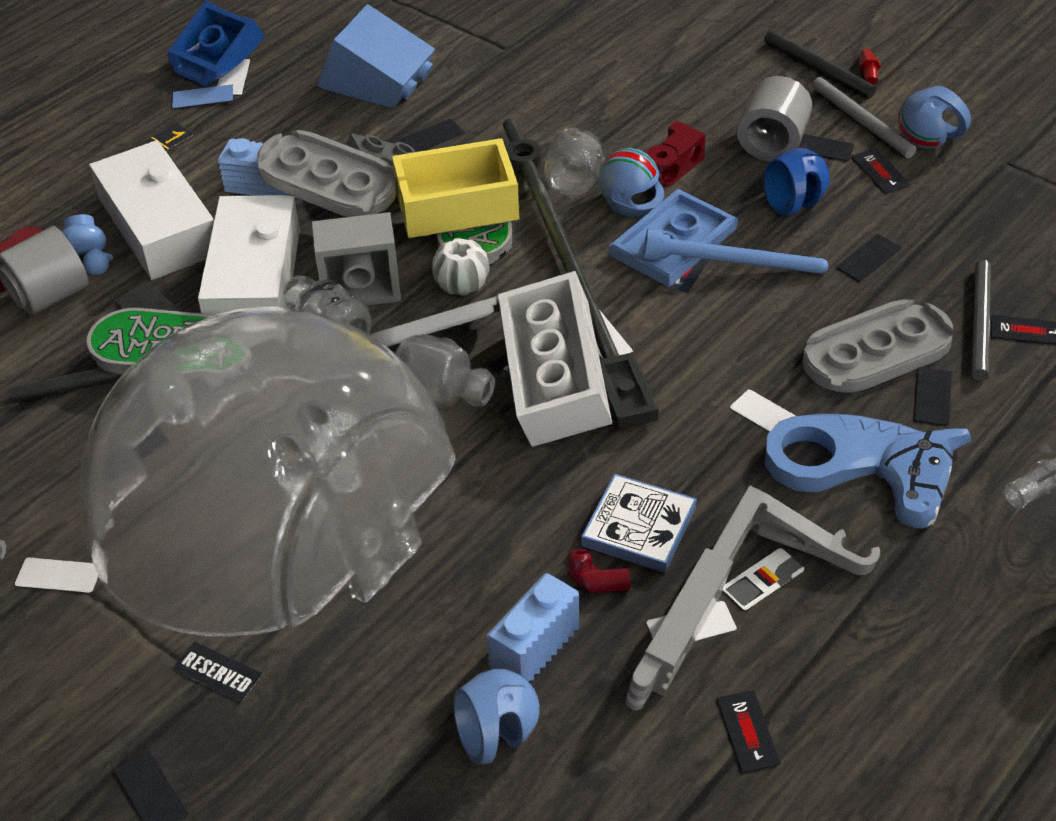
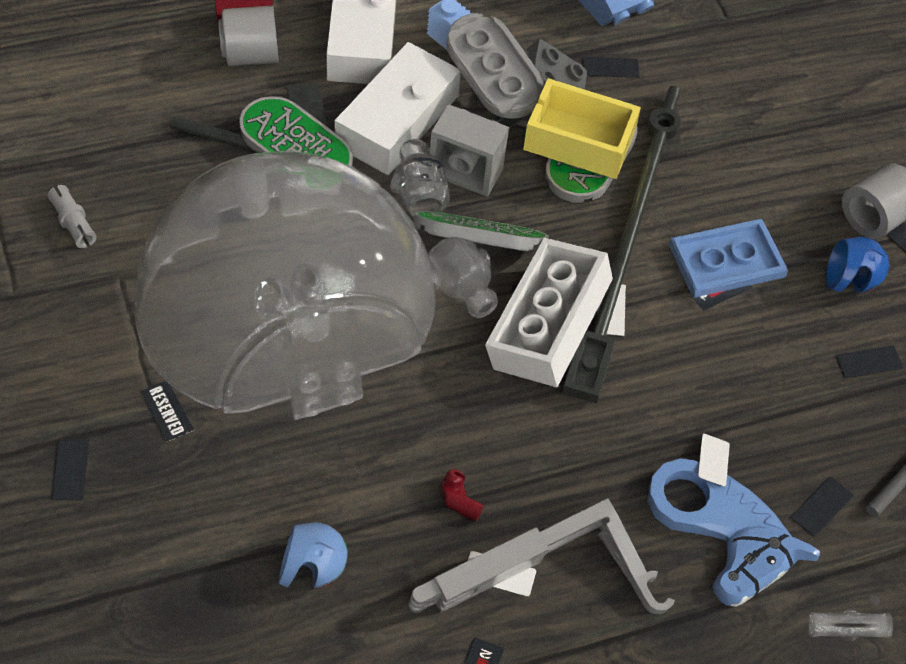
camera: 25 degrees right, 10 degrees up
(57, 575) = (113, 277): white sticker -> none
(88, 242) = (299, 22): medium blue animal -> none
(460, 266) = (543, 195): white piece -> none
(534, 628) = (383, 511): light blue brick -> none
(574, 162) = (694, 153): clear piece -> none
(627, 174) = (726, 188): medium blue helmet -> none
(639, 523) = (521, 475): tile -> none
(660, 245) = (704, 261): medium blue piece -> none
(676, 154) = (782, 188): dark red leg -> none
(760, 410) = (681, 439): white sticker -> none
(763, 578) = (577, 570): sticker -> none
(808, 407) = (714, 460): none -> white sticker
(877, 346) = (812, 440): light grey tile -> none

